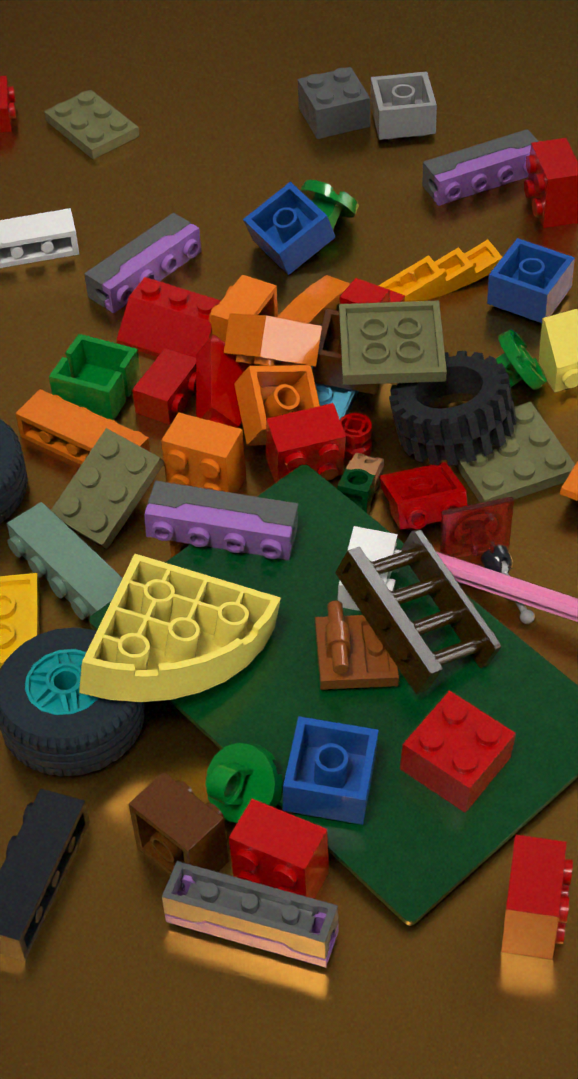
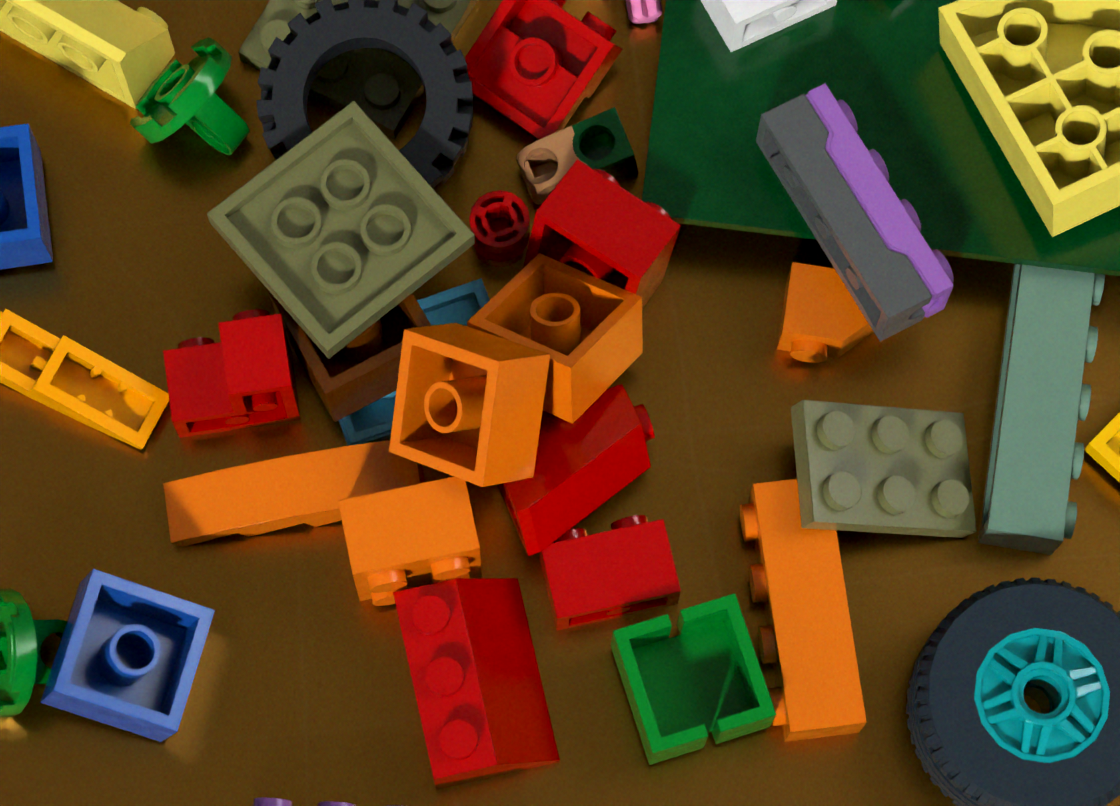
camera: 135 degrees left, 25 degrees up
(204, 454) = (732, 368): orange brick -> none

